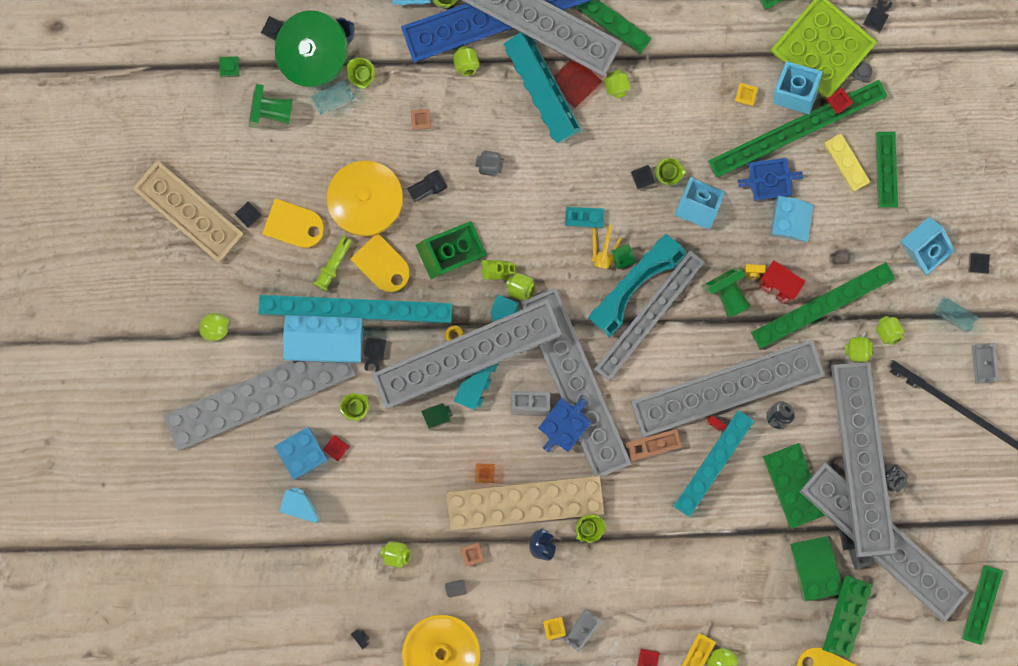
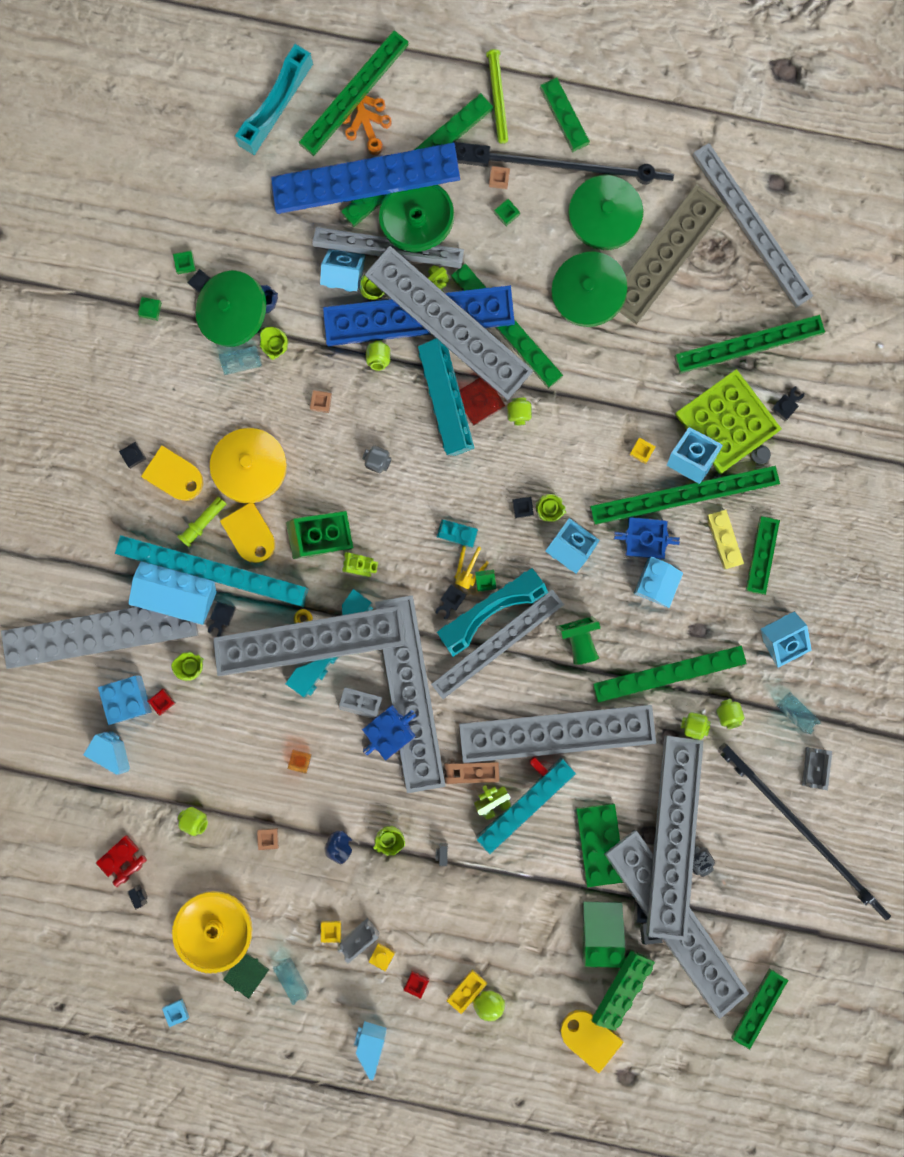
camera: 10 degrees right, 0 degrees up
(188, 211) = (74, 438): tan plate -> none
(213, 327) = (71, 556): lime hair -> none
(253, 13) = (184, 262): none -> green plate
(268, 108) = (175, 356): green plant -> none
(330, 606) = (117, 856): none -> red plate
(431, 184) = (317, 467): black piece -> none
(437, 415) = (264, 694): dark green slope -> none
(455, 588) = (244, 868): dark grey slope -> none
(521, 286) = (378, 586): lime head -> none
(524, 502) = (331, 800): tan plate -> none
(594, 282) = (452, 599): none -> black plate
(608, 641) = (381, 957): none -> yellow plate
(643, 529) = (441, 854): none -> dark grey plate
(678, 465) = (491, 799): none -> lime hips
(753, 272) = (609, 625): yellow plate -> none
(780, 415) = (603, 773): dark grey head -> none
(781, 282) = (634, 642): red brick -> none
(839, 101) = (732, 477): red tile -> none
(979, 263) = (832, 668): black plate -> none

